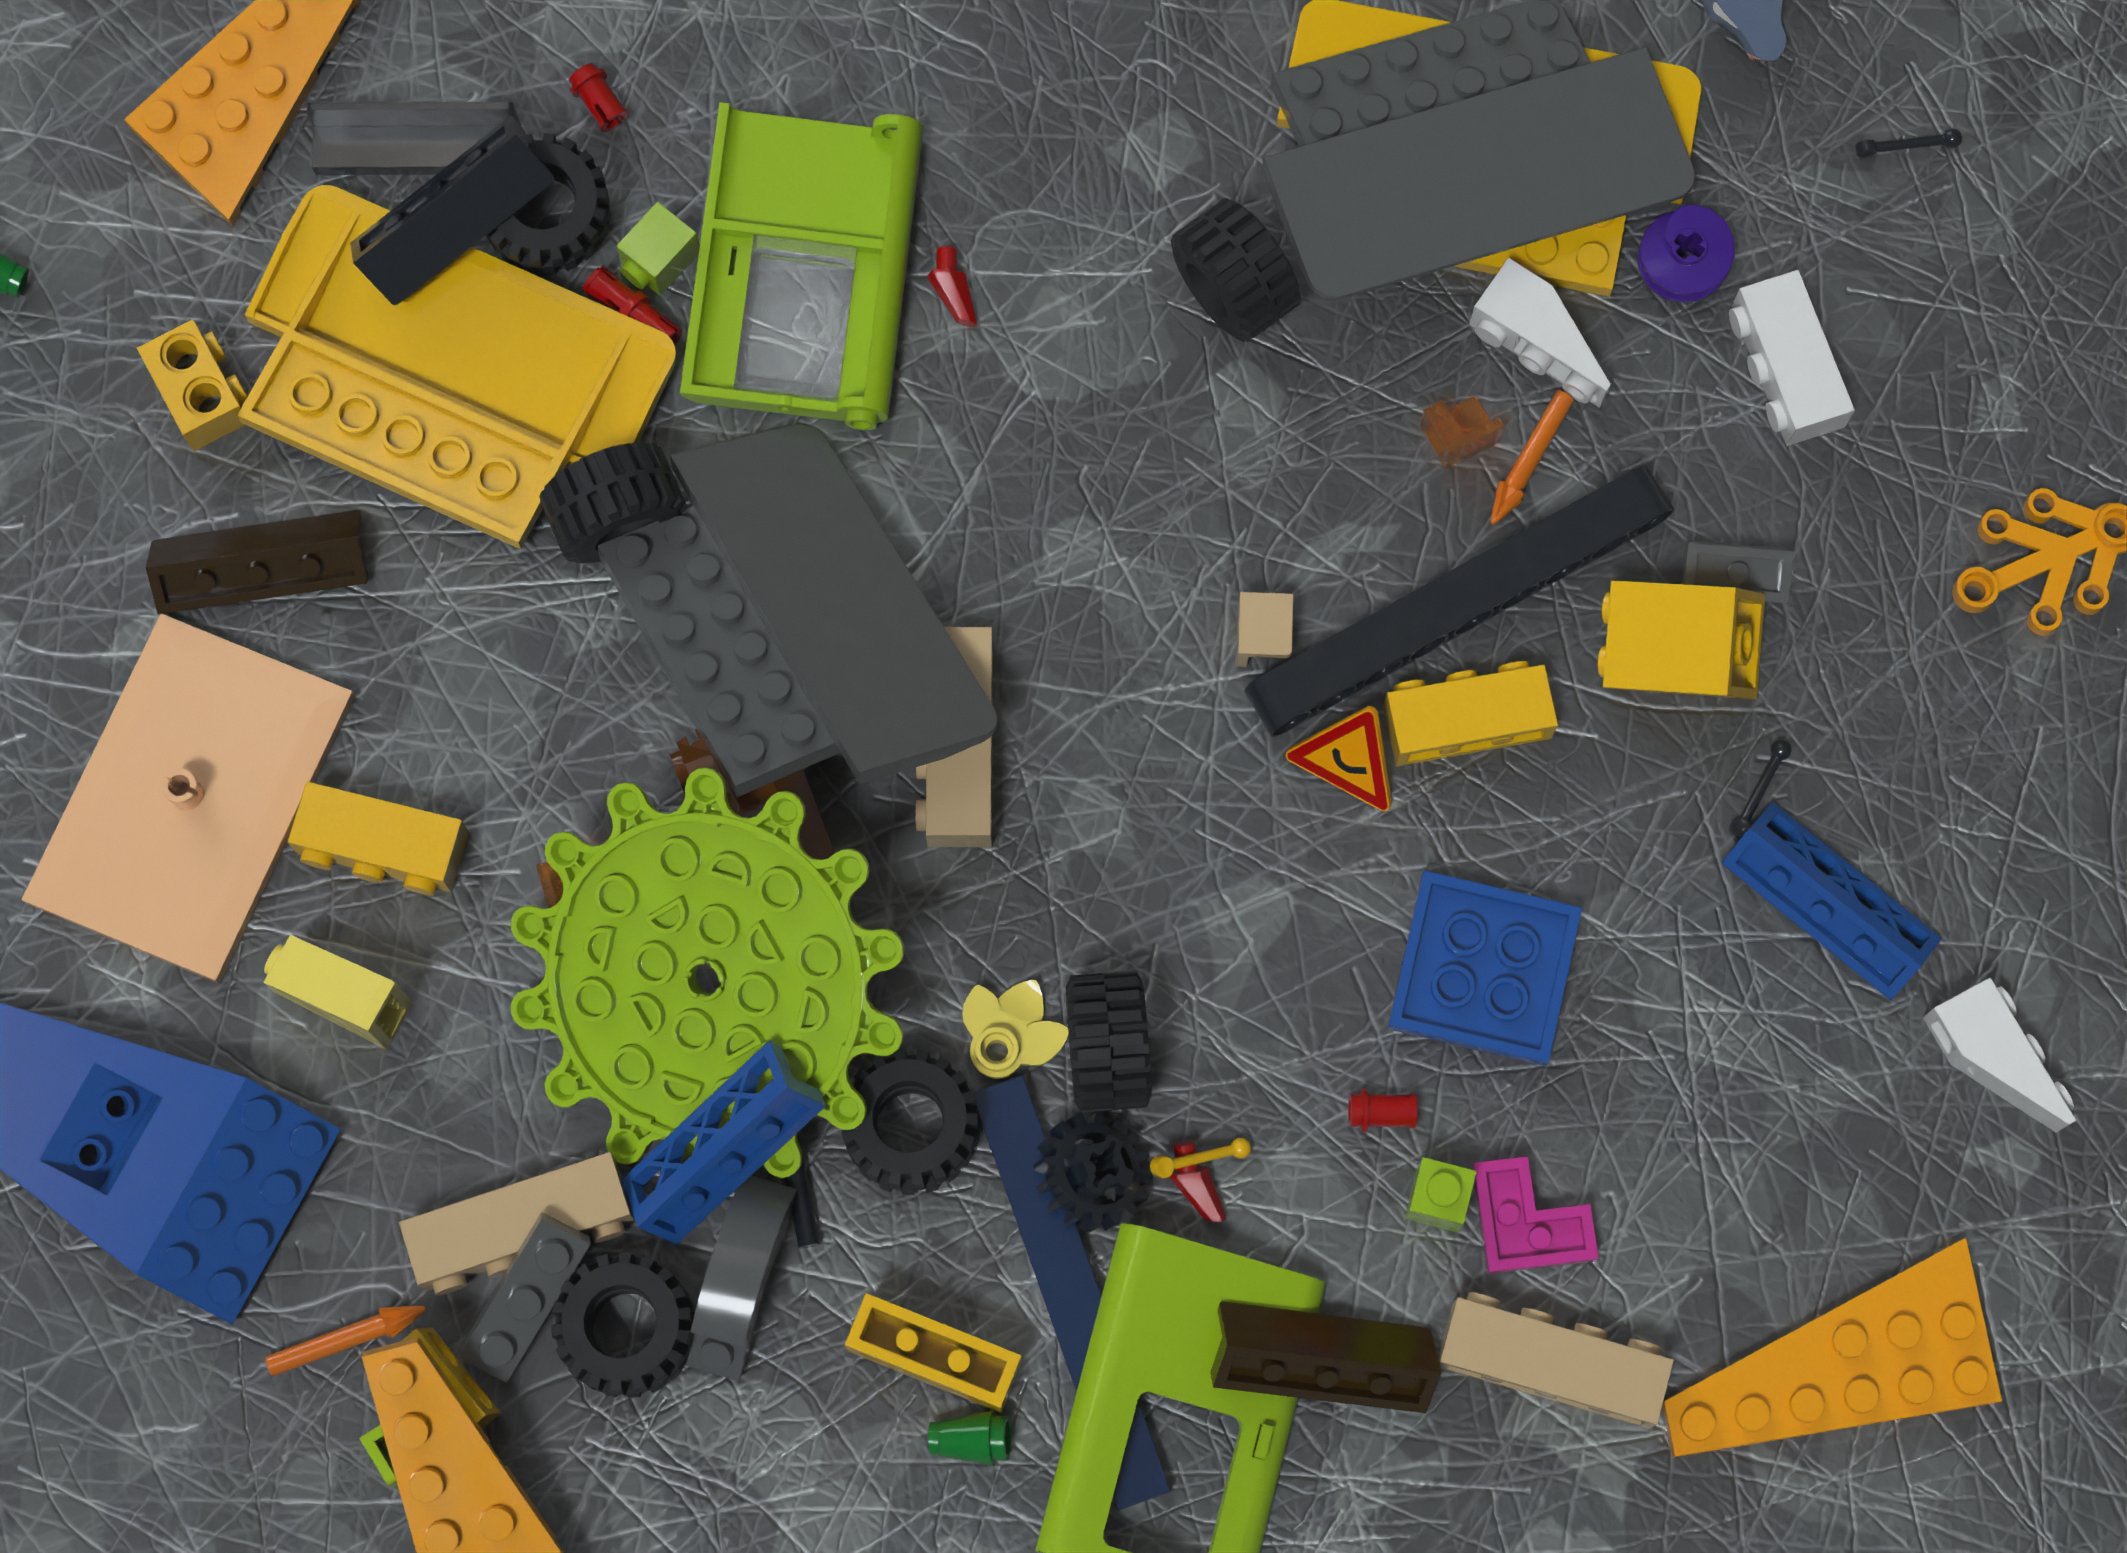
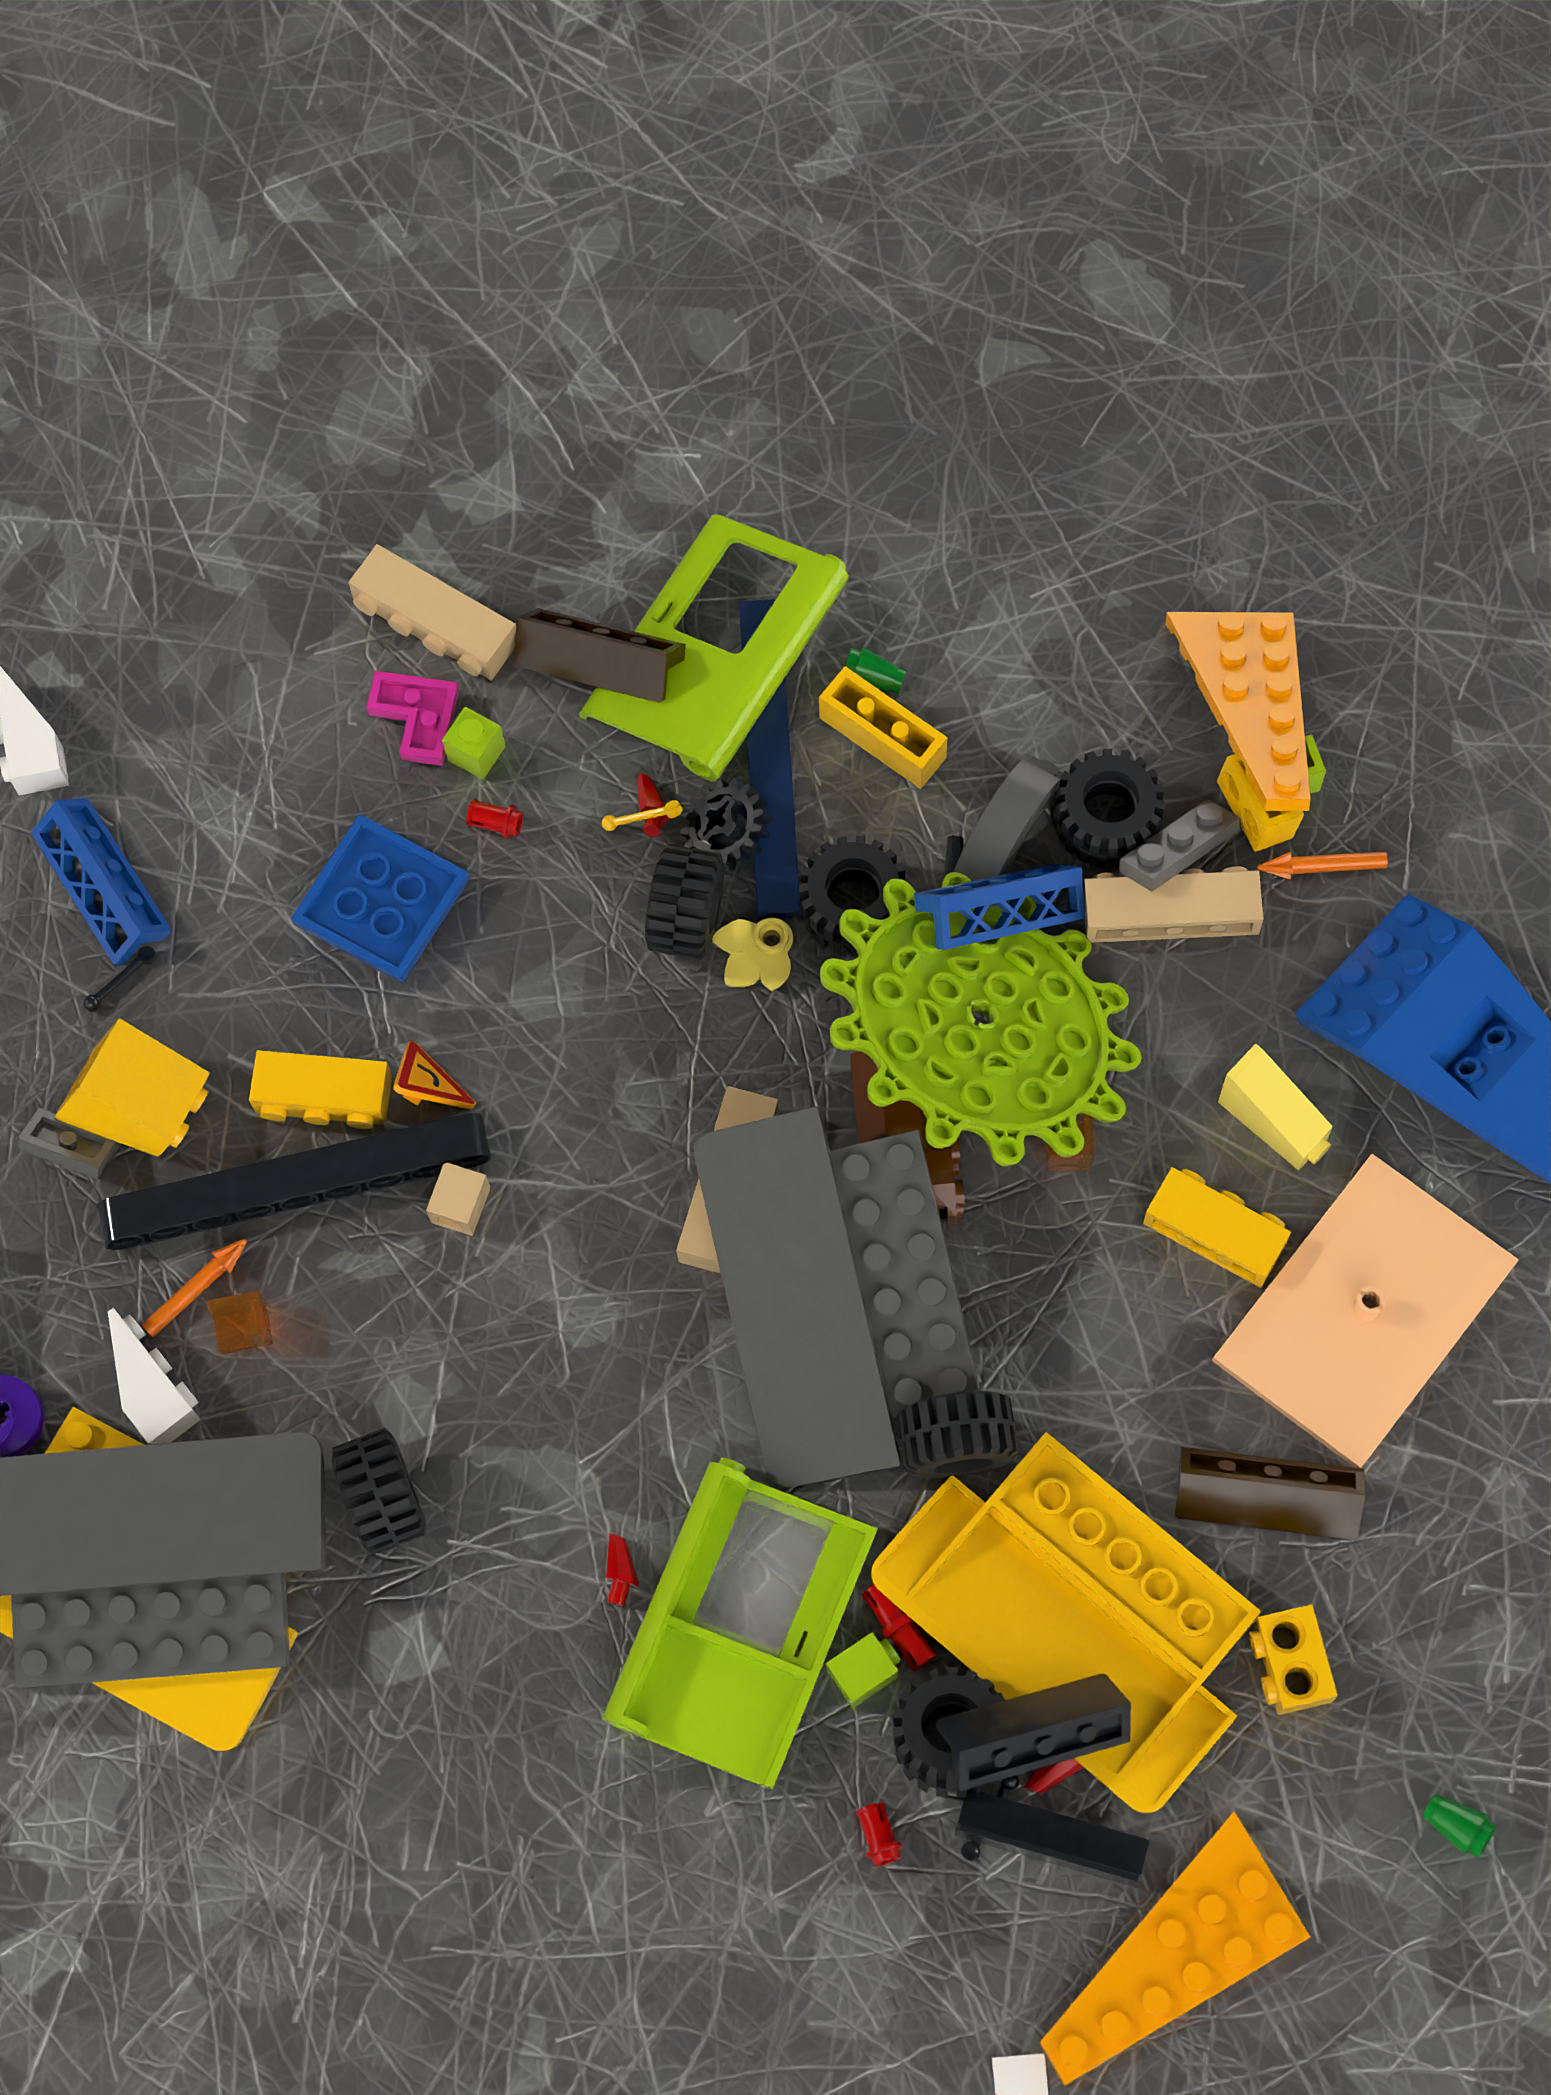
camera: 160 degrees left, 5 degrees down
(1879, 1358) = (213, 562): light orange wing -> none

